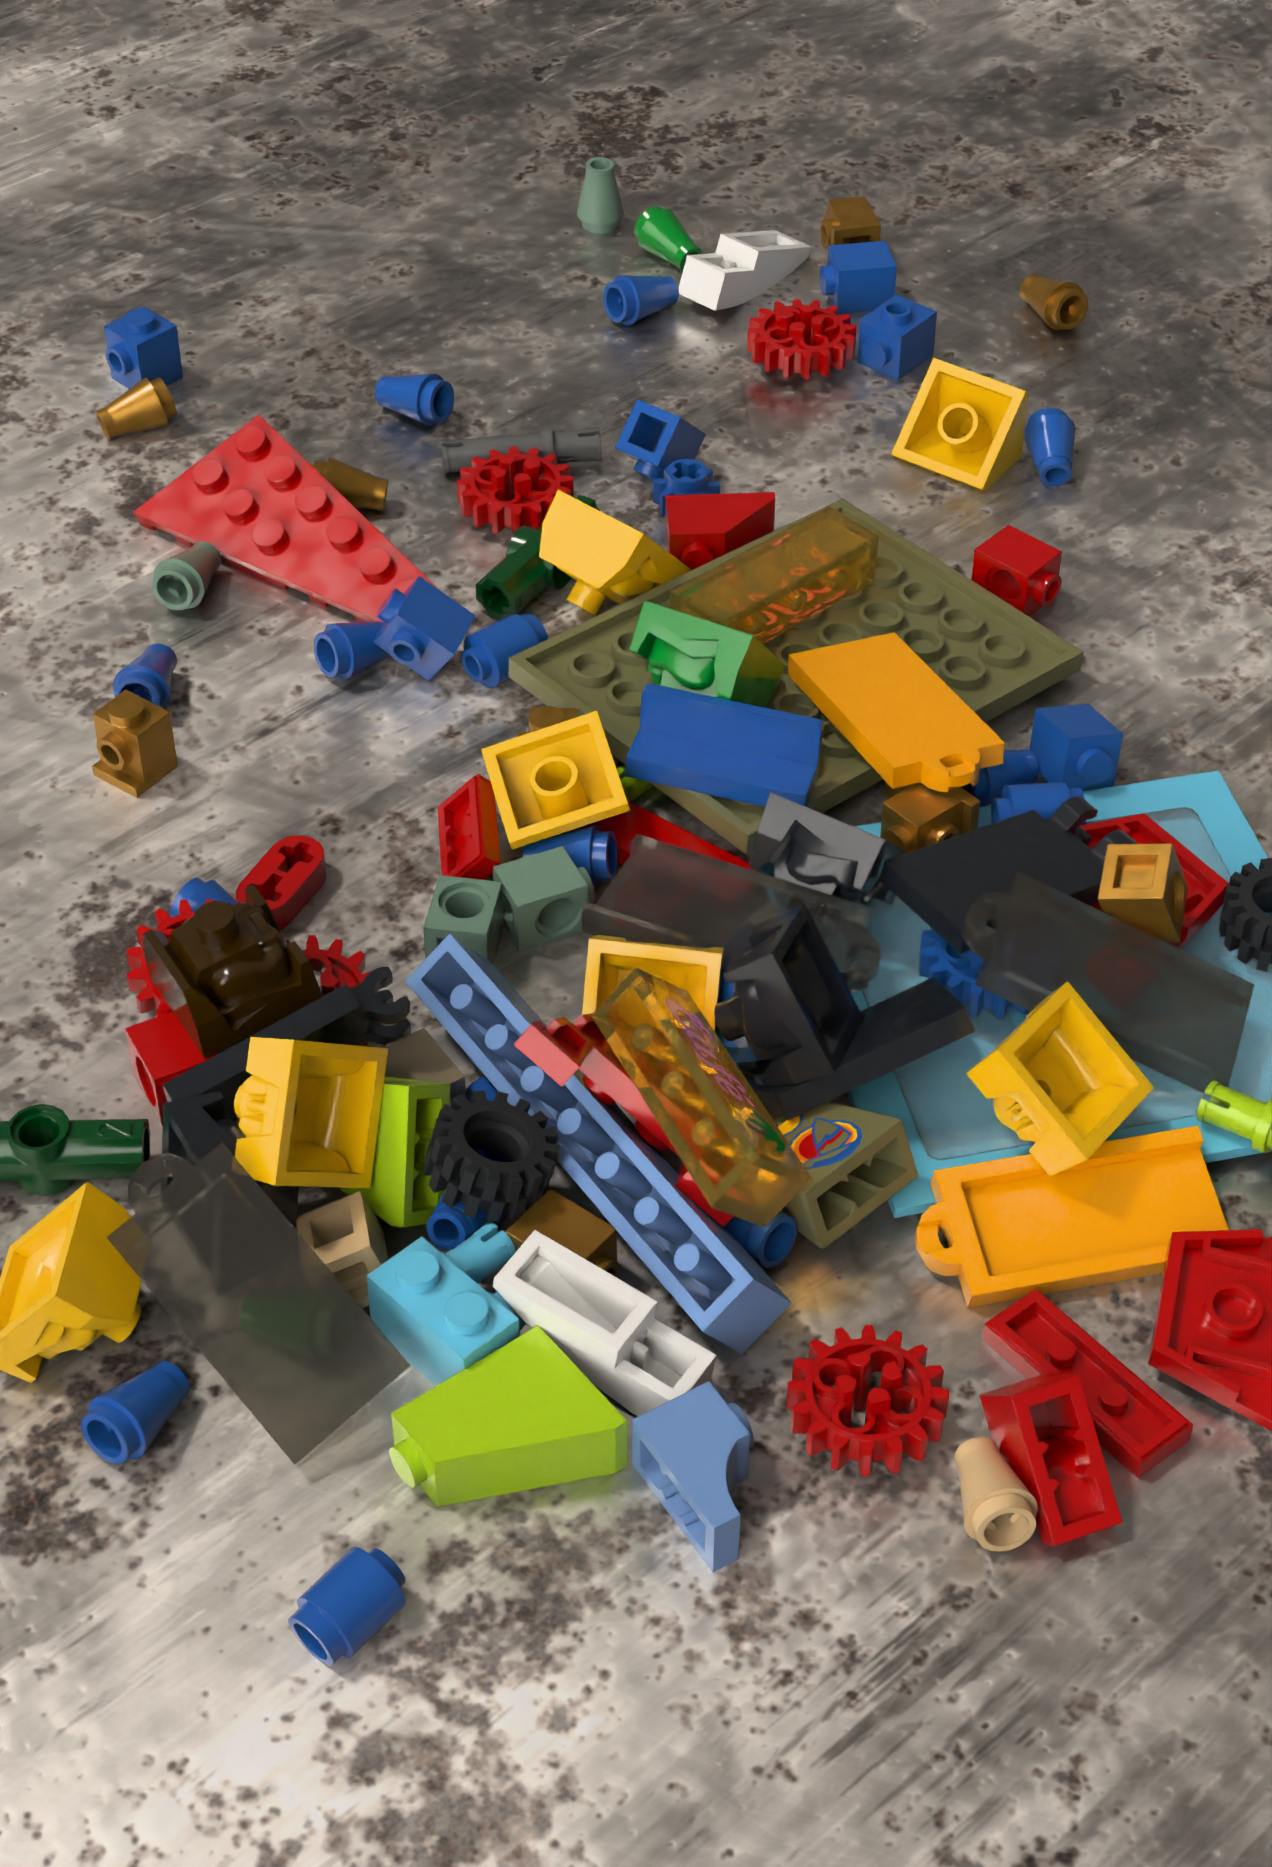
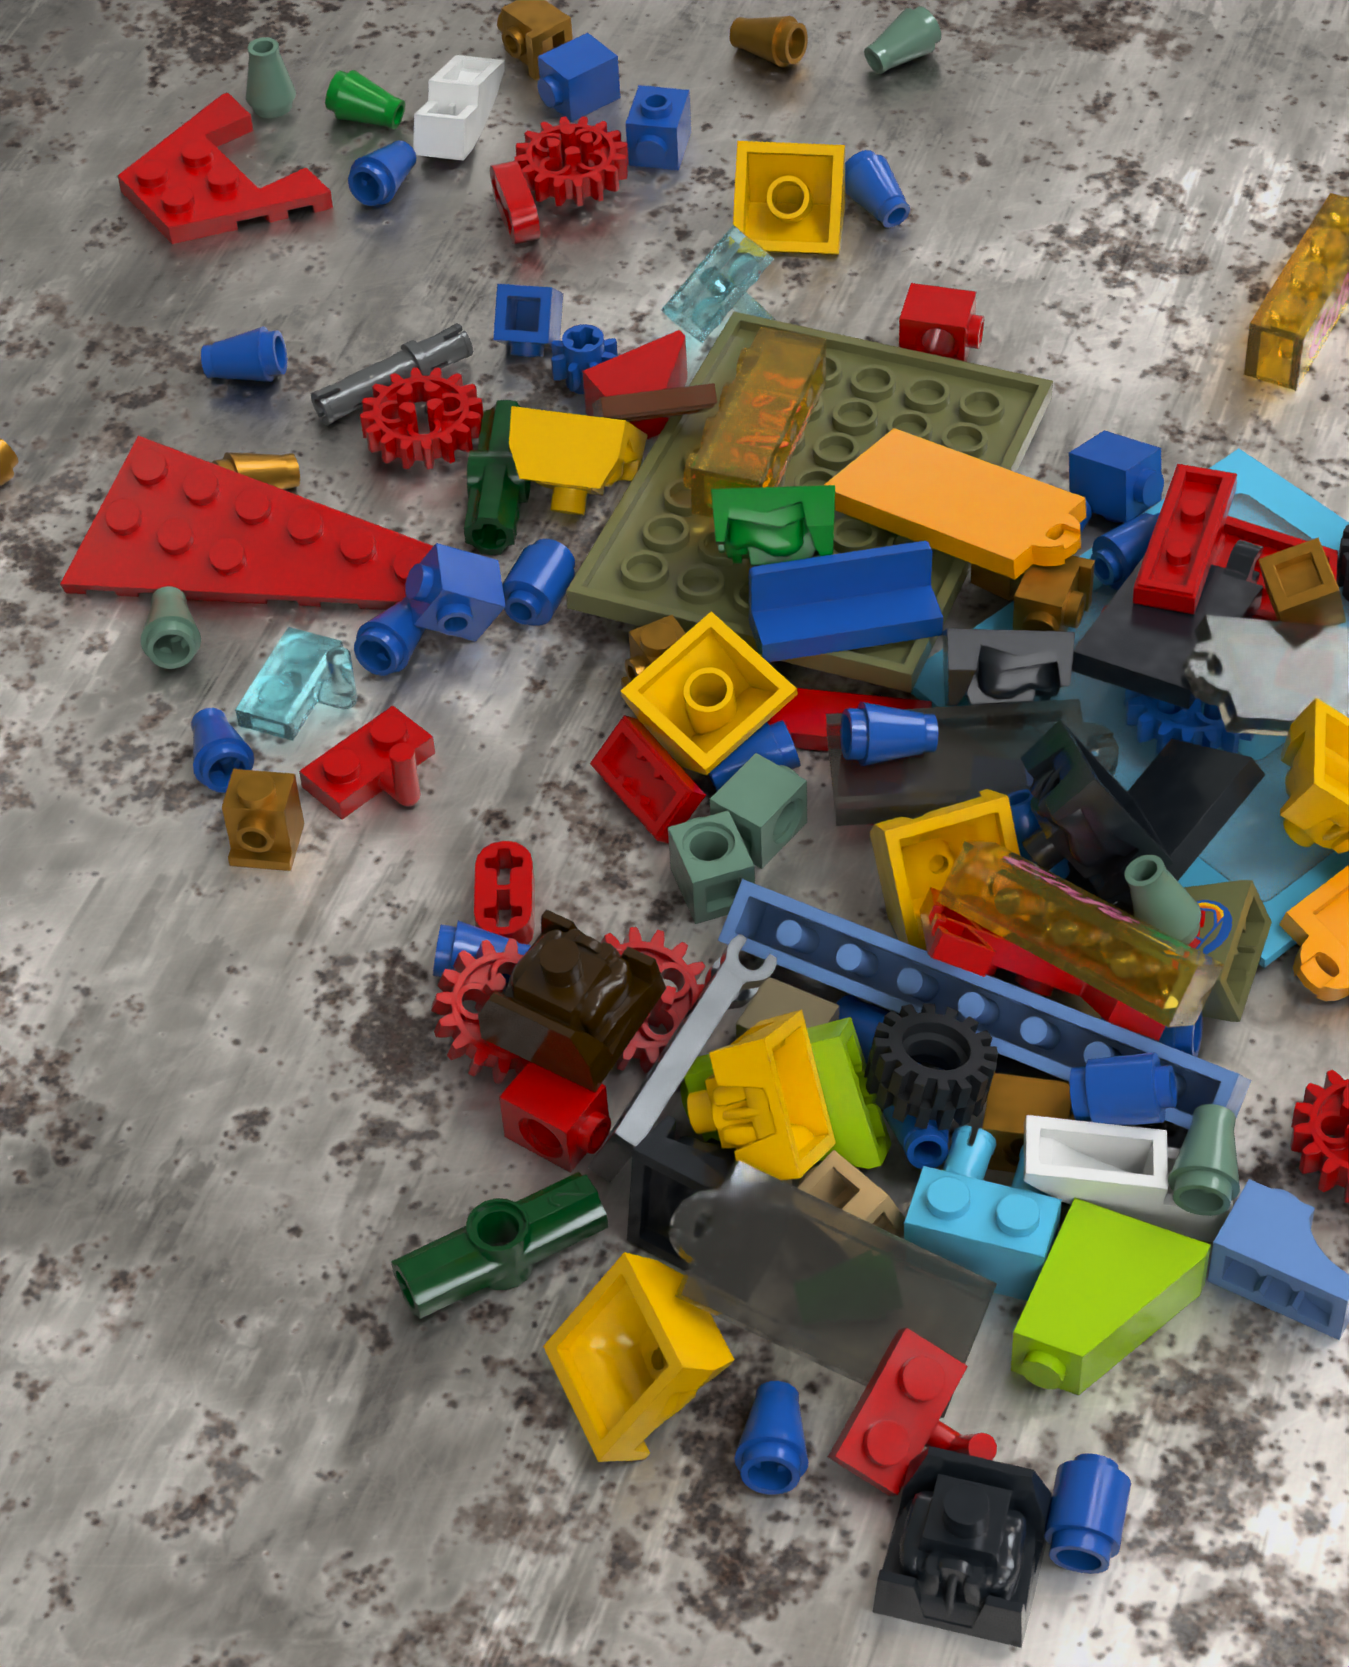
camera: 25 degrees left, 5 degrees up
(219, 1583) = (966, 1546): none -> black brick
(249, 1440) = (903, 1413): none -> red plate
(253, 654) = (293, 680): none -> clear light blue plate
(261, 739) = (368, 761): none -> red plate
(489, 262) = (197, 192): none -> red wing
(637, 1247) = (1123, 1090): none -> blue brick
(667, 1346) = (1207, 1166): none -> sand green cone
(671, 867) = (886, 733): none -> blue cone
(694, 537) = (657, 403): none -> reddish brown tile
(728, 355) = (515, 202): none -> red beam
(796, 1101) = (1162, 899): none -> sand green cone
(839, 470) = (720, 286): none -> clear light blue plate
(1064, 807) = (1185, 539): none -> red tile
(1172, 339) = (904, 40): none -> sand green cone

